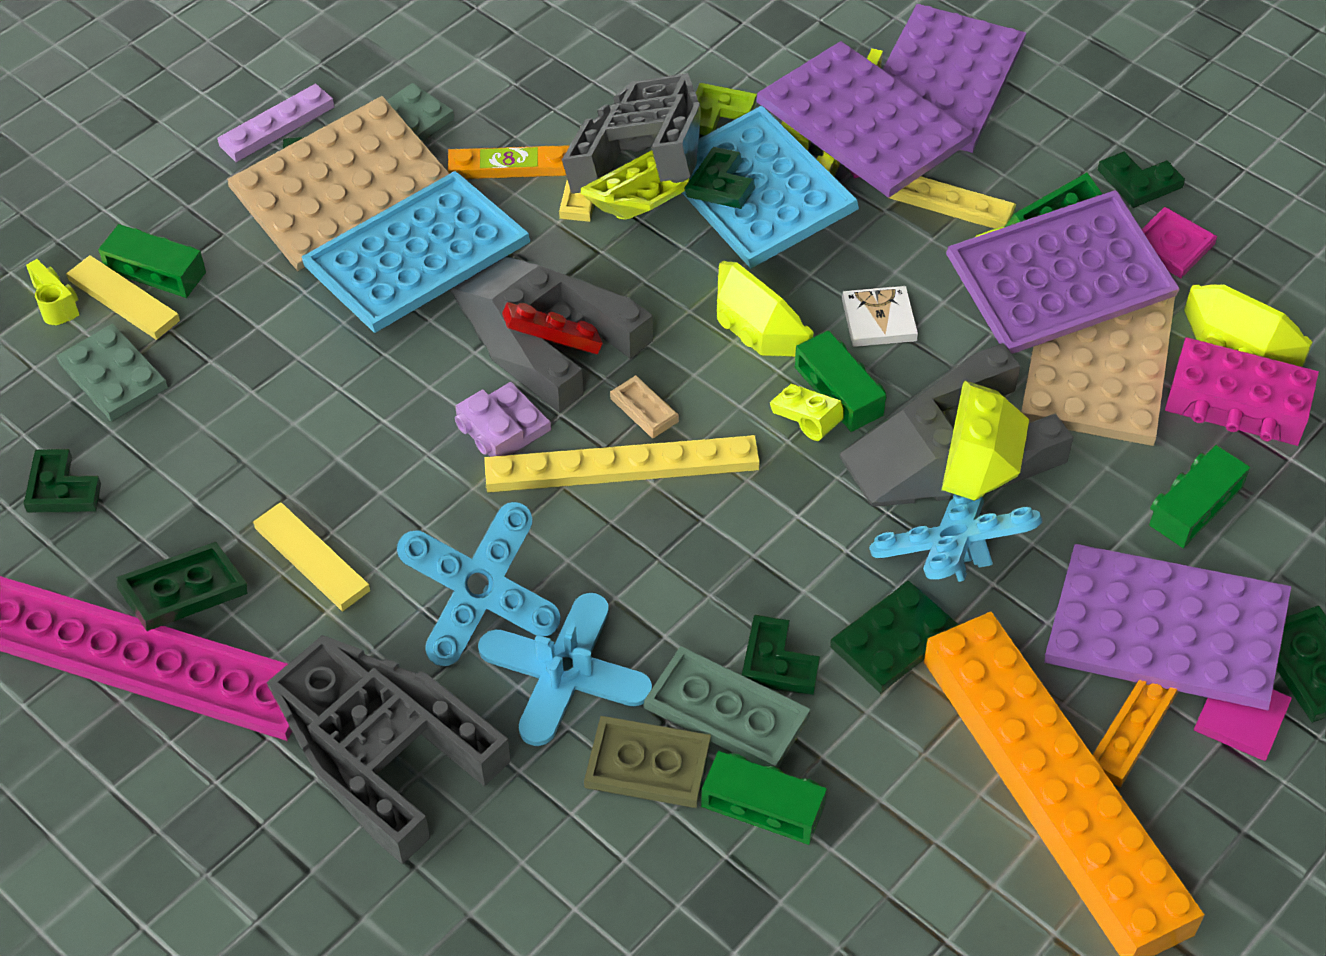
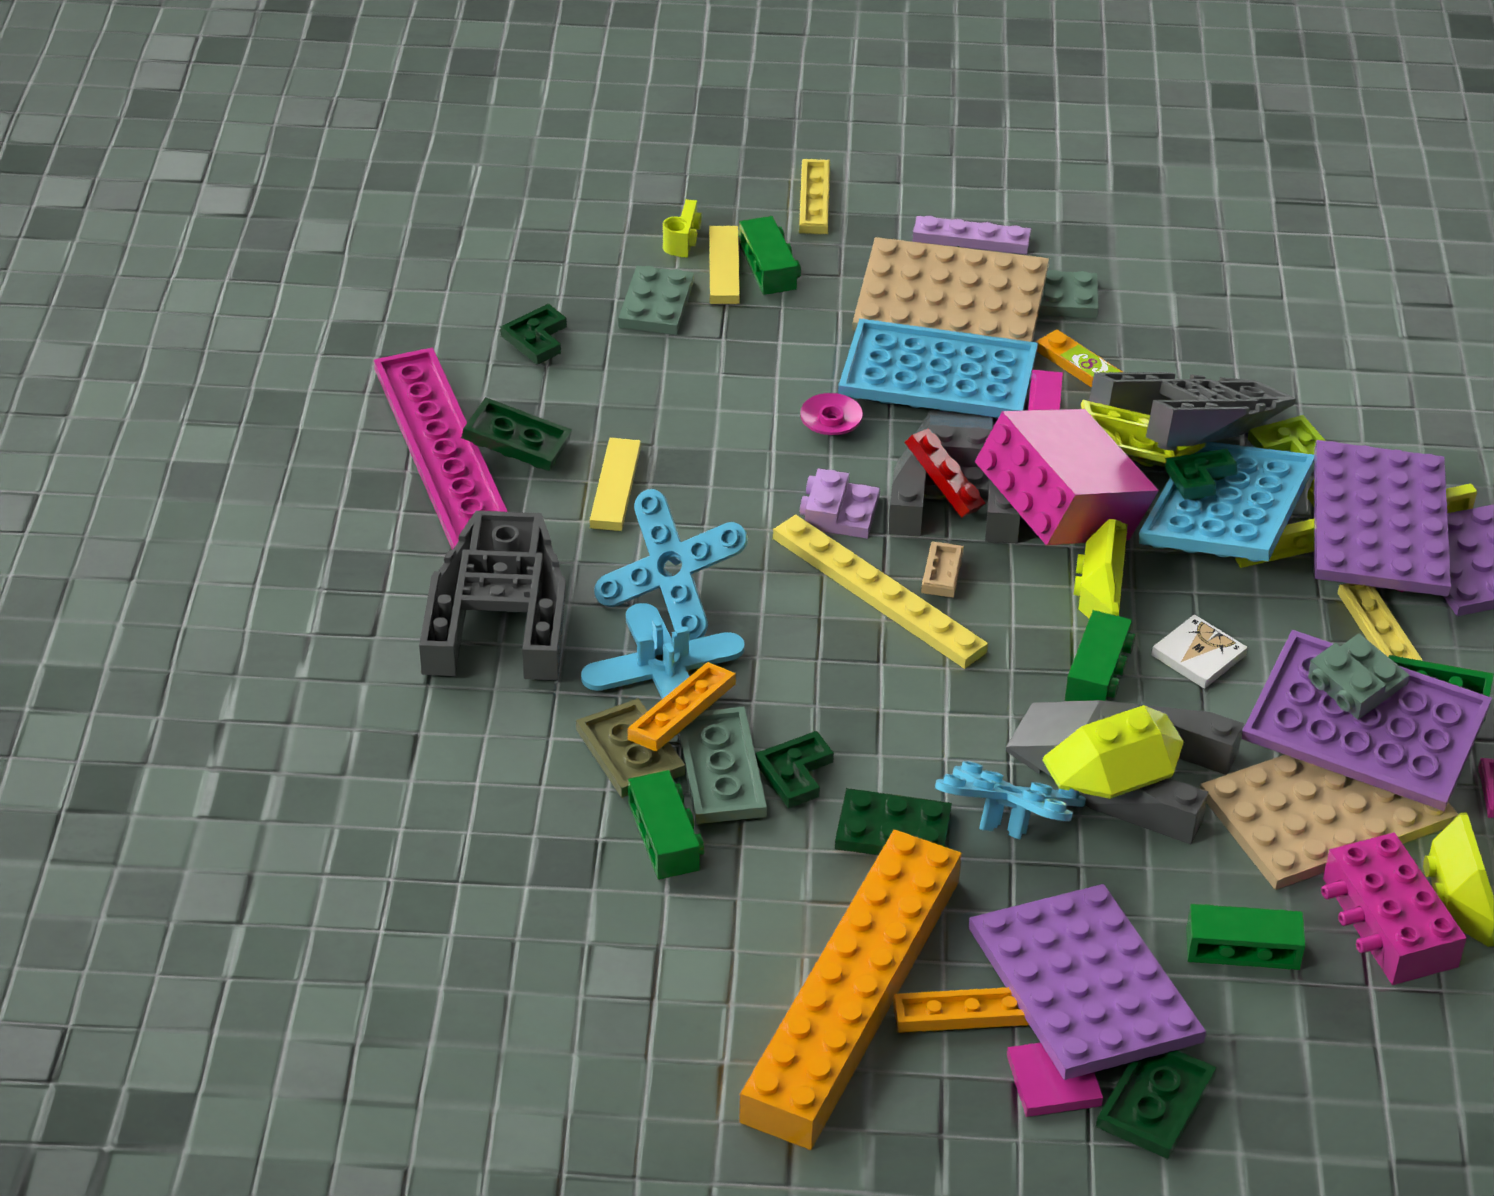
camera: 50 degrees right, 10 degrees down
(110, 183) = (814, 196): none -> light yellow tile
(394, 352) = (831, 414): none -> dark pink dish
(541, 221) = (1045, 390): none -> dark pink window
(647, 691) = (681, 706): none -> light orange plate
(651, 258) = (1064, 474): none -> dark pink brick
(813, 411) = (1048, 659): neon yellow plate -> none
(1032, 244) = (1356, 675): none -> sand green plate

